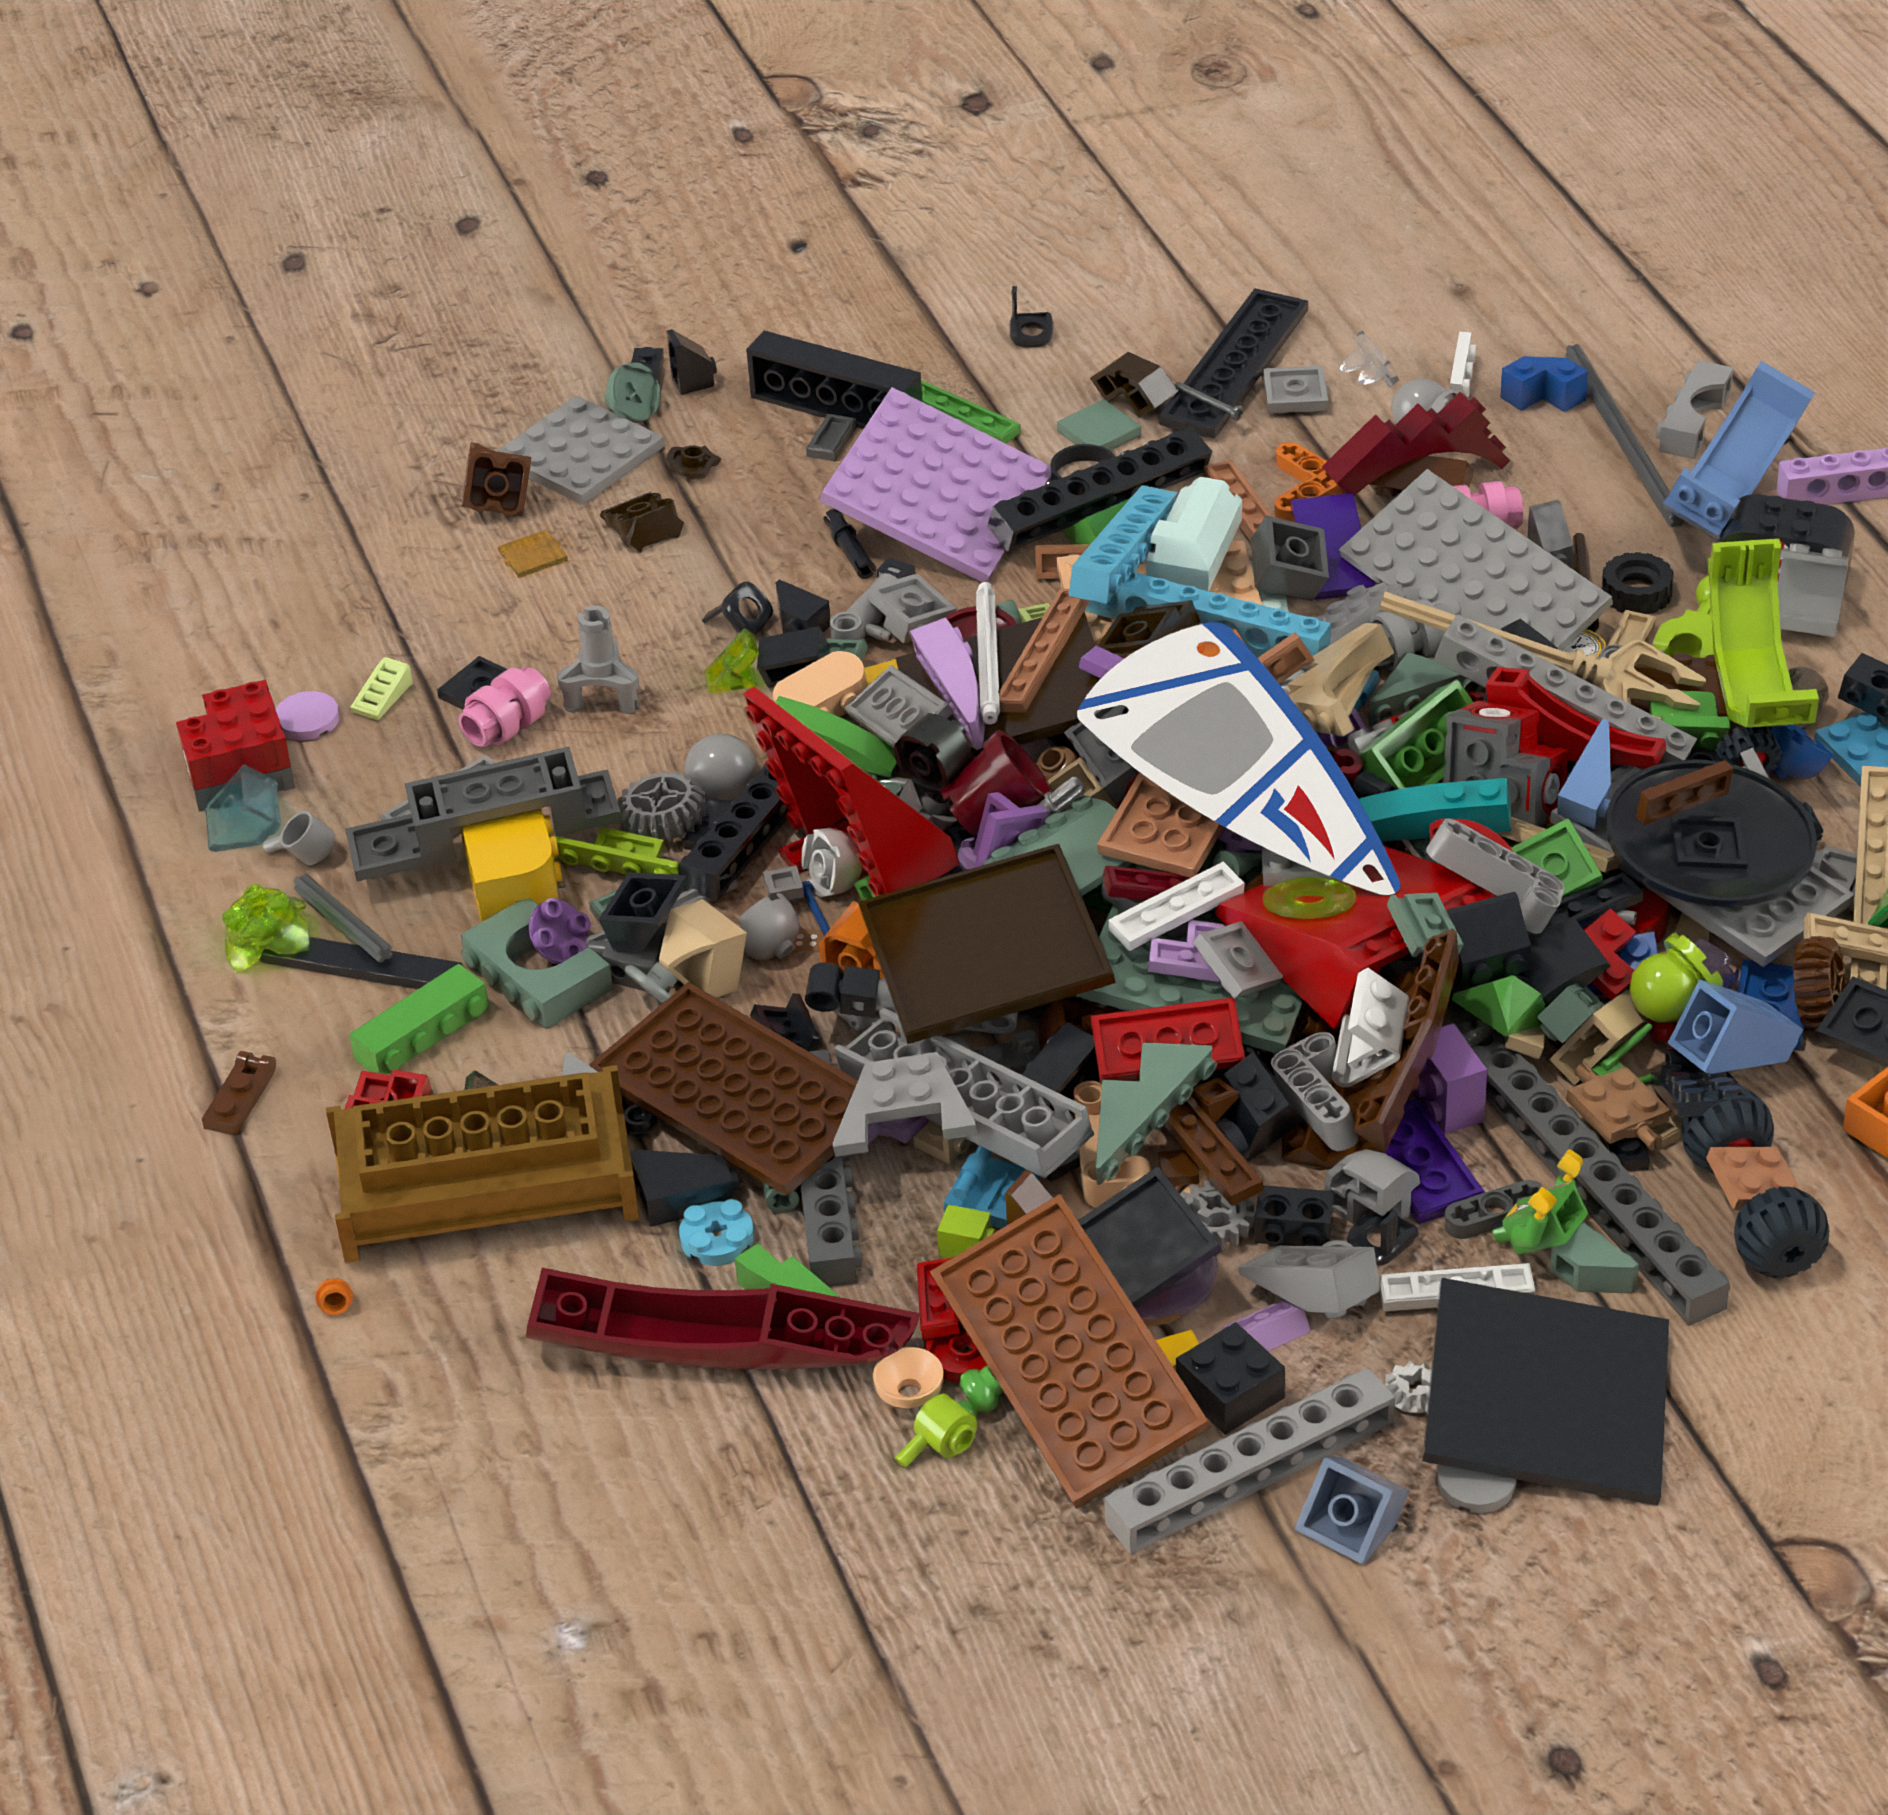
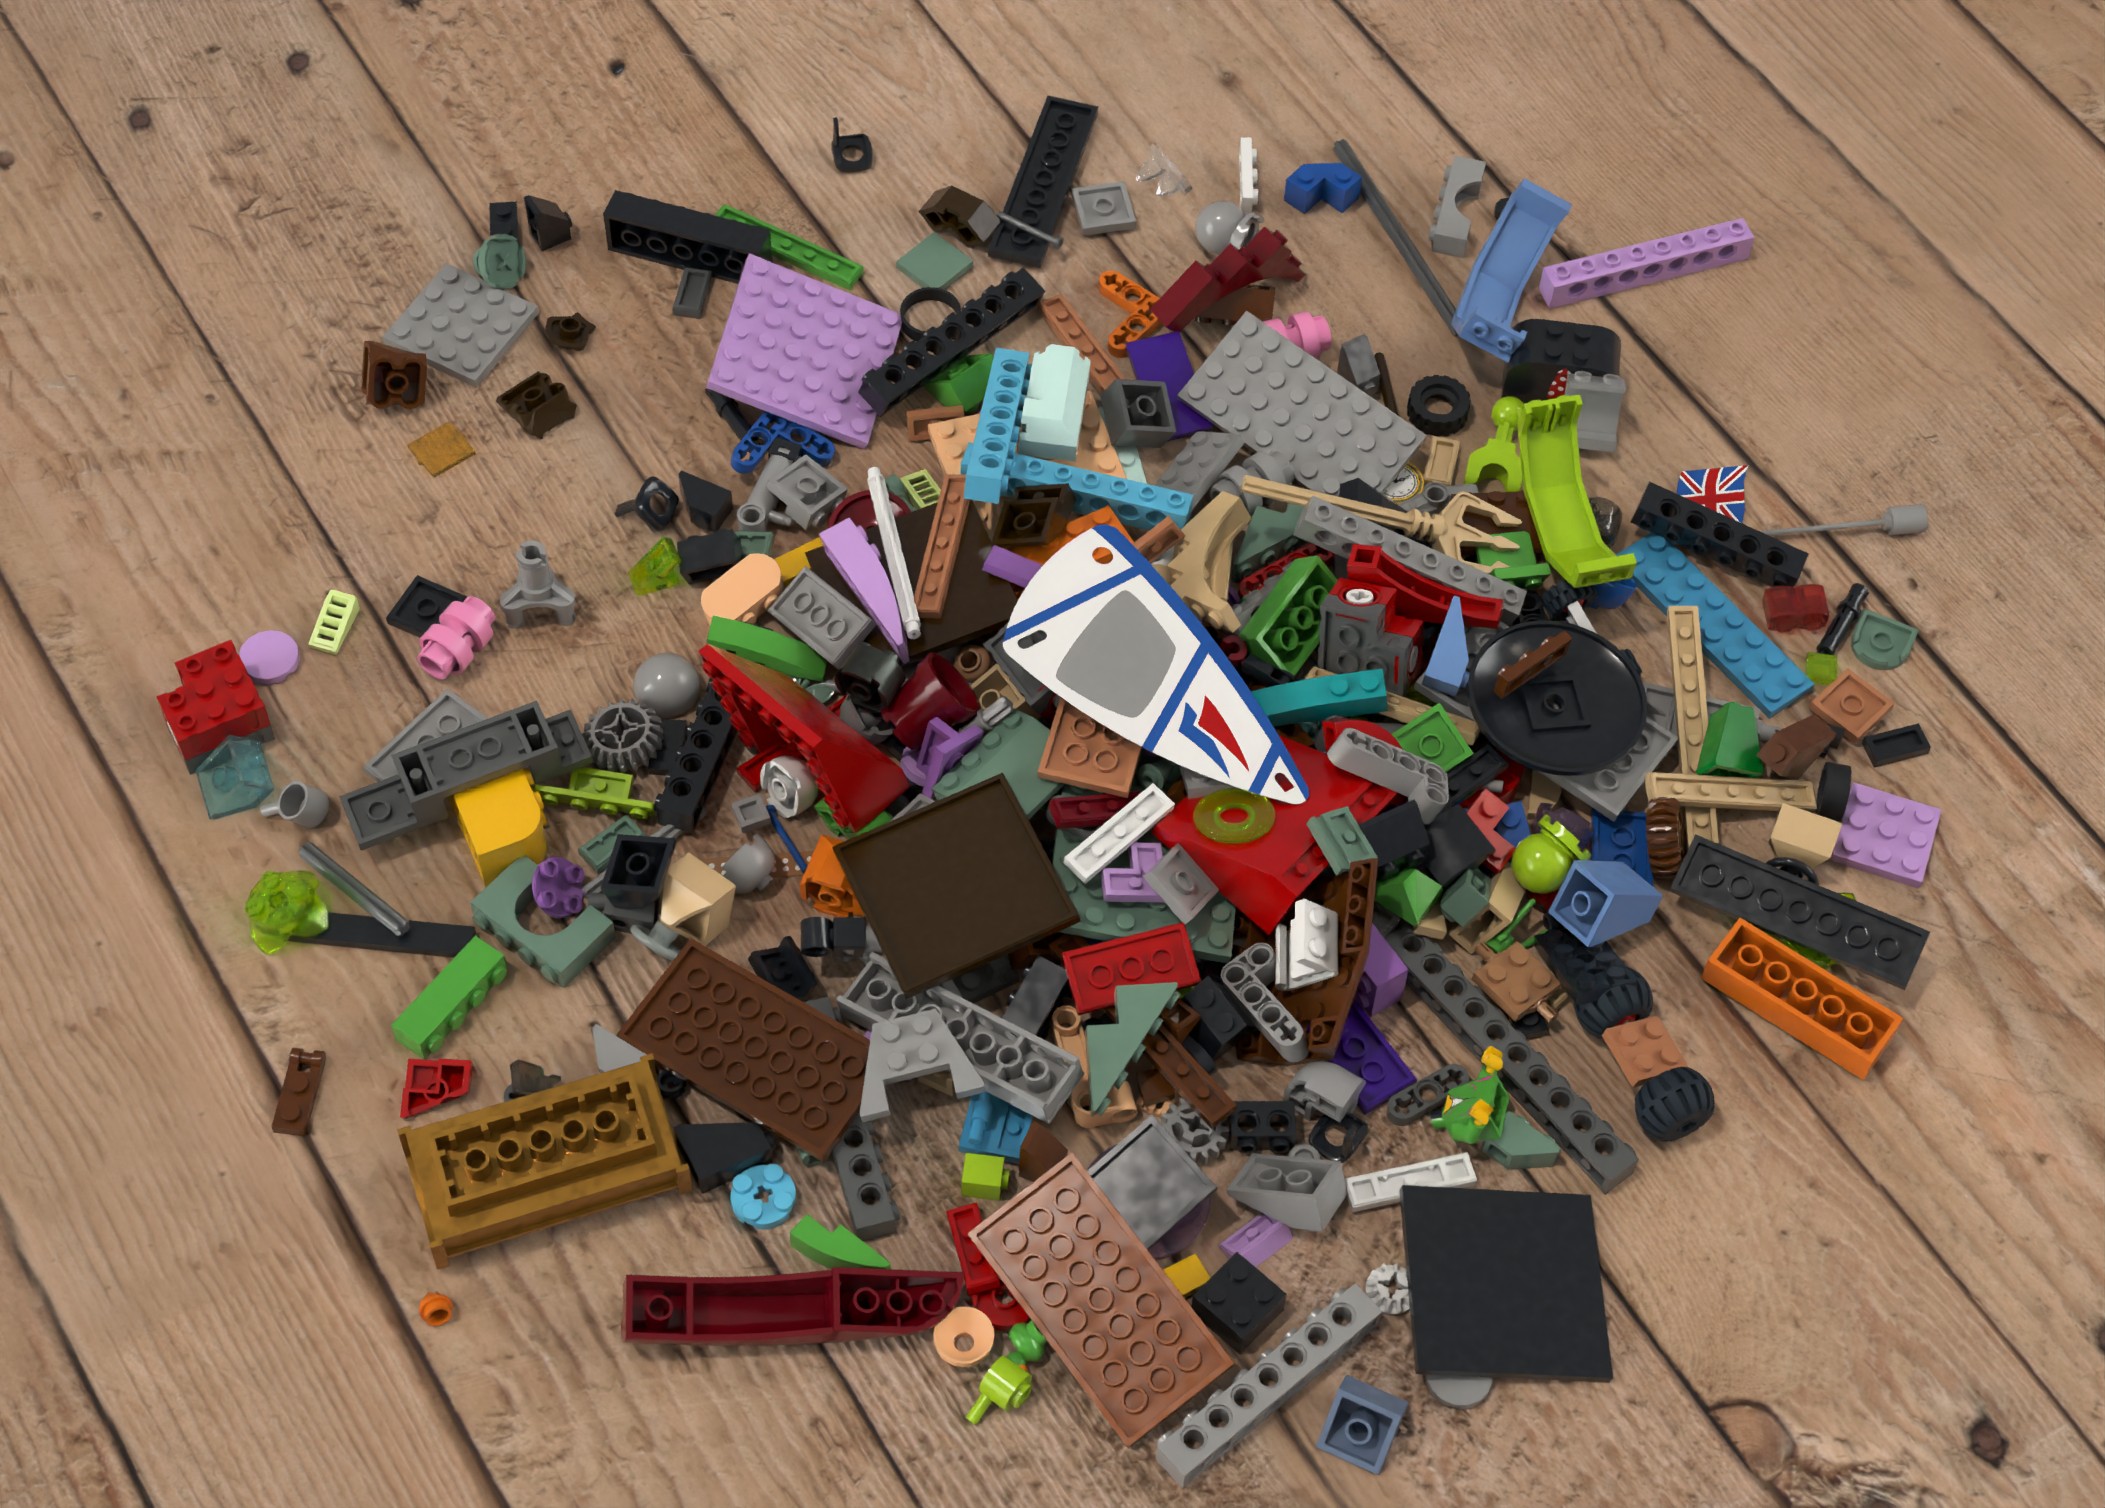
camera: 15 degrees left, 15 degrees up
(929, 569) = (781, 430): none -> blue beam

